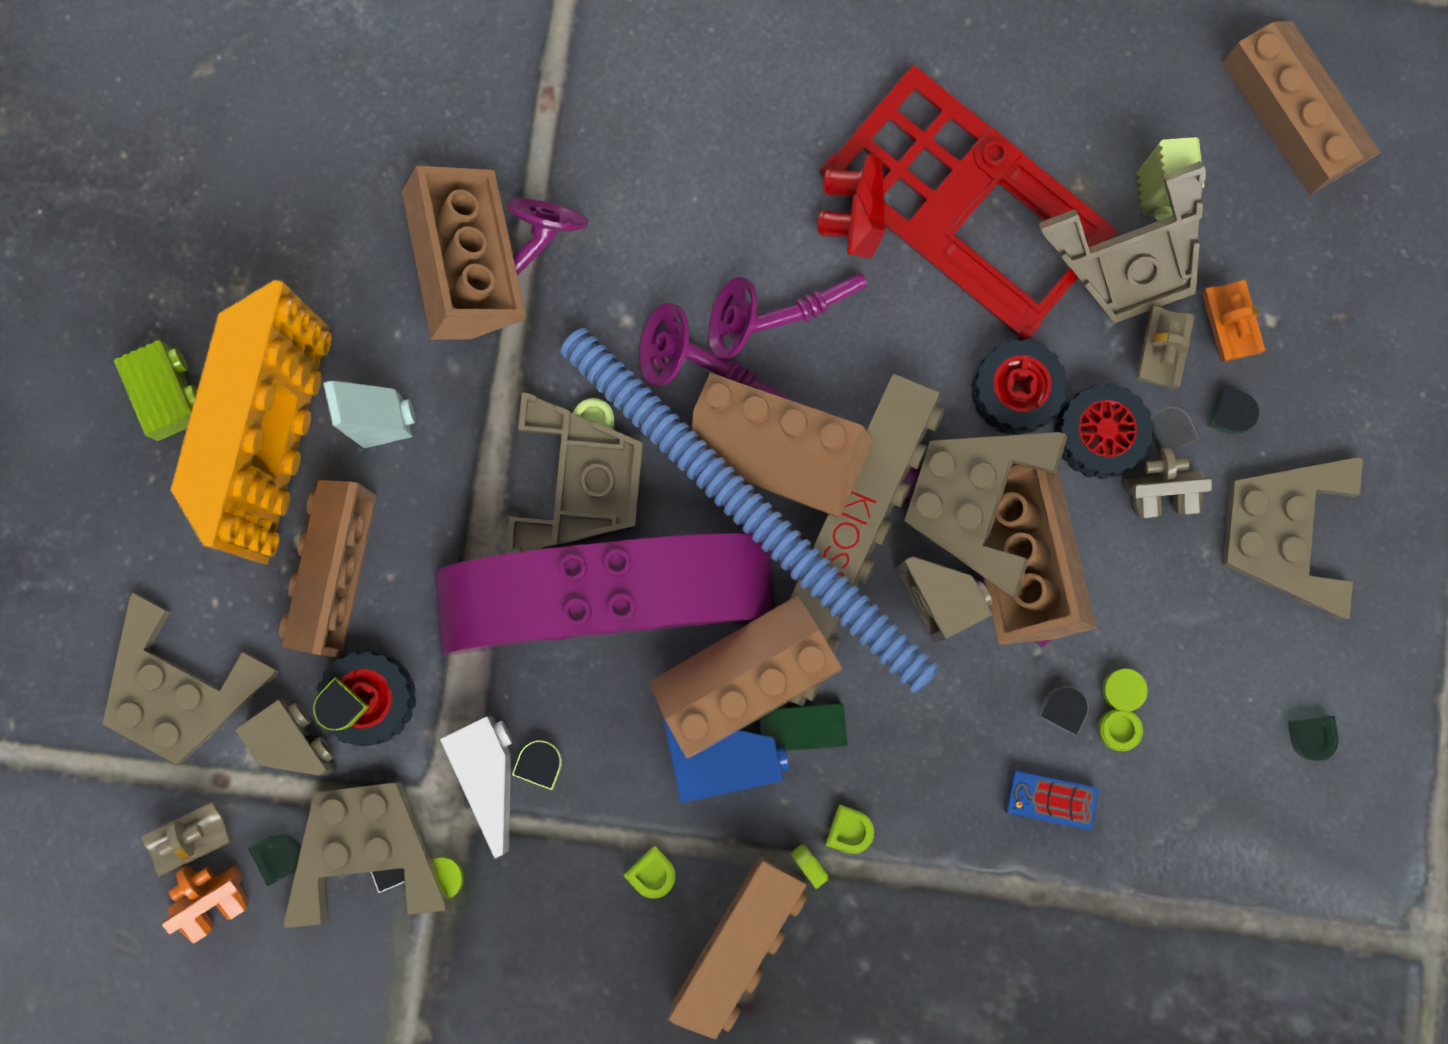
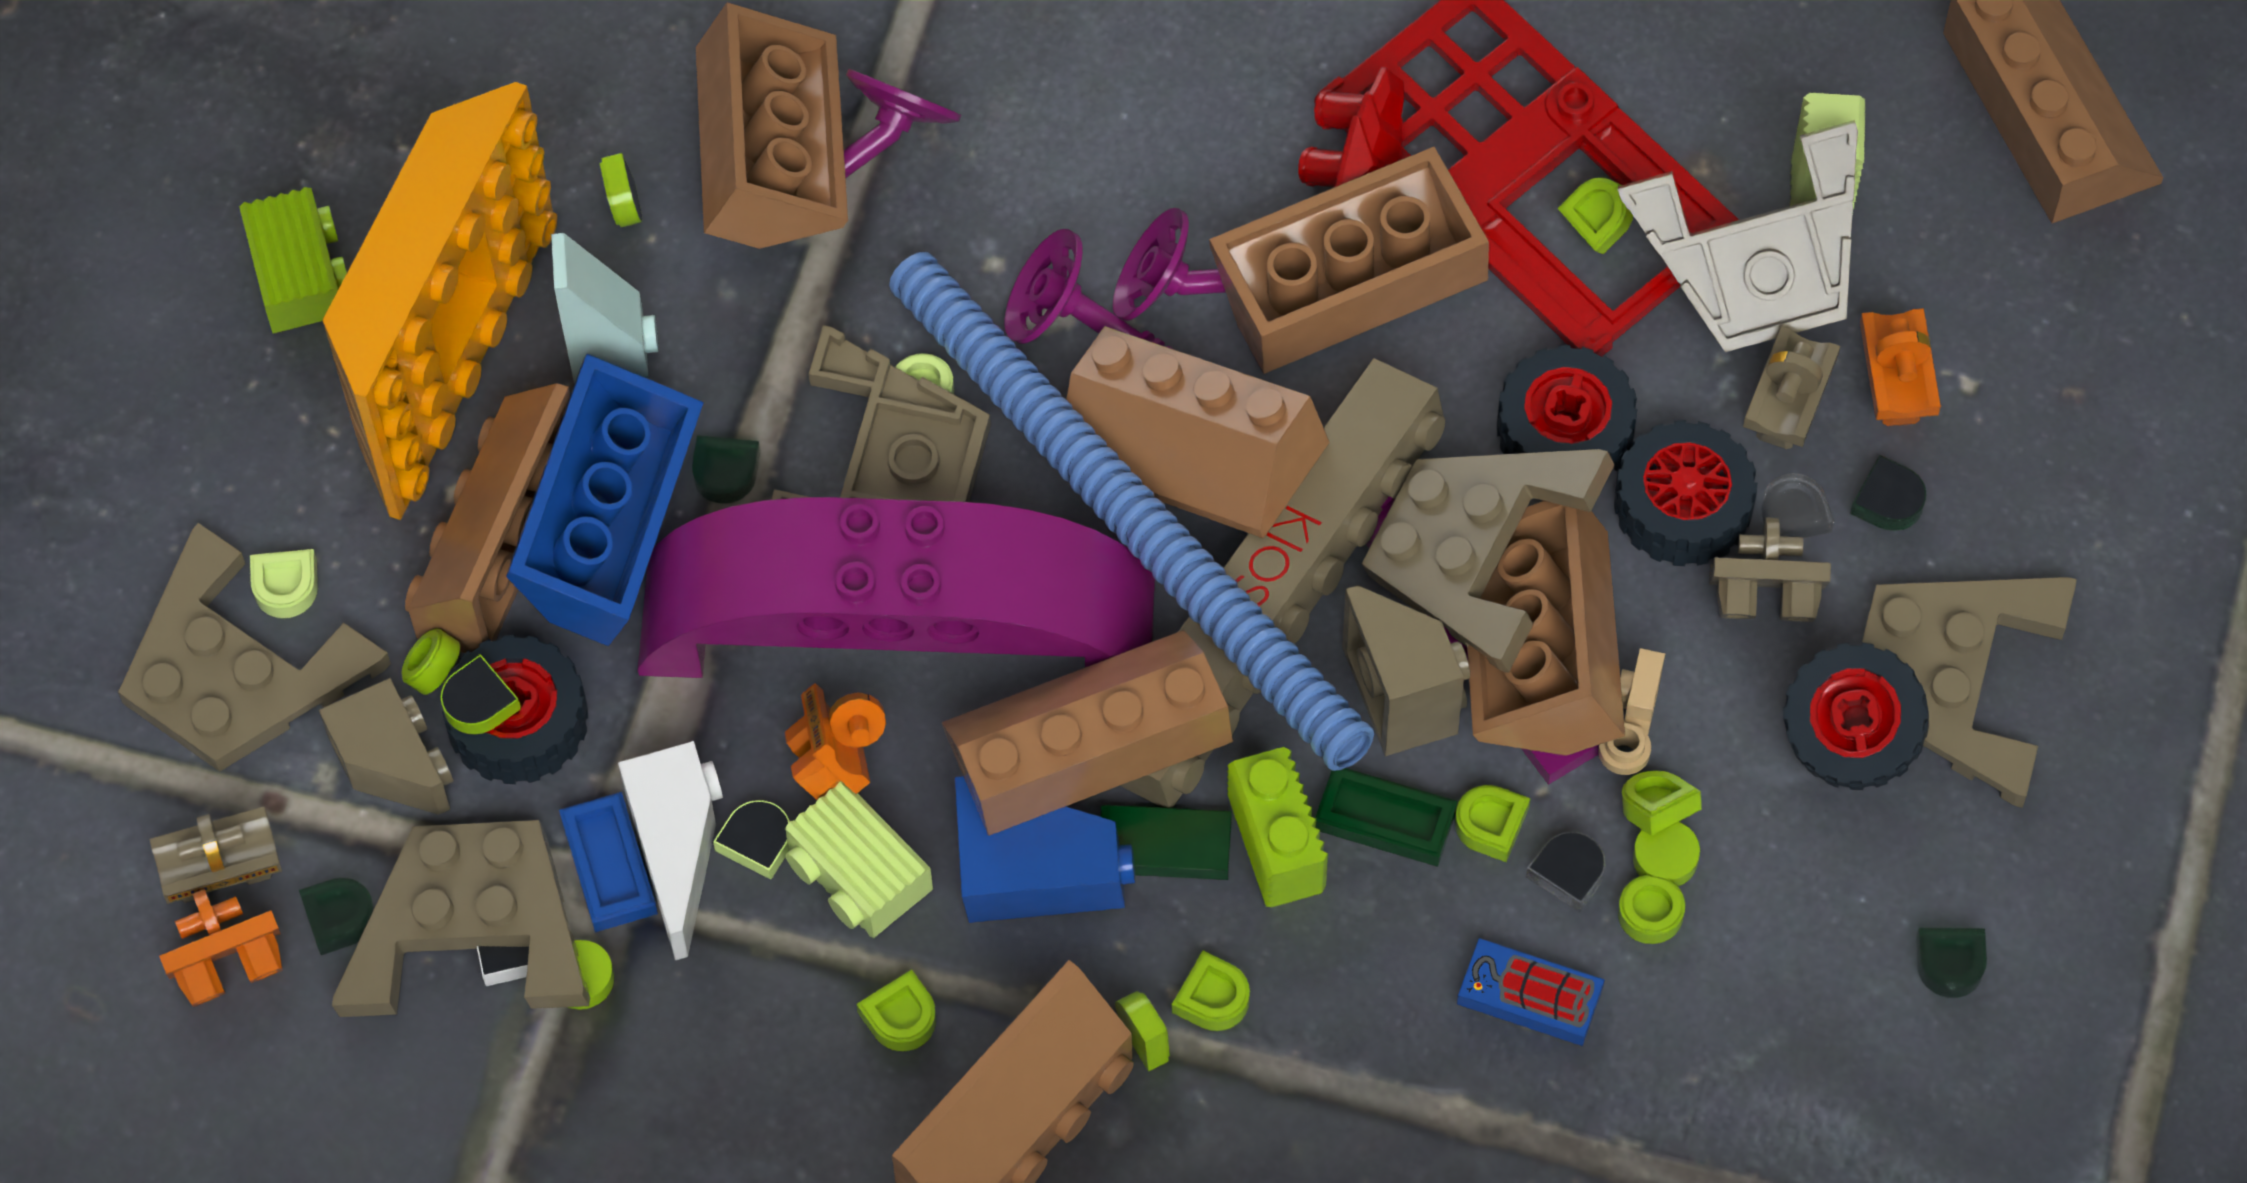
camera: 10 degrees right, 20 degrees down
(198, 624) = (284, 582): none -> yellowish green tile
(304, 673) = (430, 661): none -> lime tile
(370, 308) = (621, 190): none -> lime tile
(396, 548) = (602, 499): none -> blue slope
(443, 795) = (608, 862): none -> blue tile
(474, 499) = (725, 468): none -> clear green tile
(581, 699) = (833, 740): none -> orange hips
(606, 776) = (856, 860): none -> yellowish green brick
(864, 294) = (1350, 259): none -> medium nougat slope
(876, 715) = (1277, 826): none -> lime brick
(949, 691) = (1386, 815): none -> dark green tile
(1009, 681) = (1490, 820): none -> lime tile
(1019, 231) = (1597, 213): none -> lime tile
(1098, 582) = (1639, 700): none -> tan plate
(1116, 656) = (1658, 800): none -> lime tile
(1239, 583) = (1856, 716): none -> black wheel

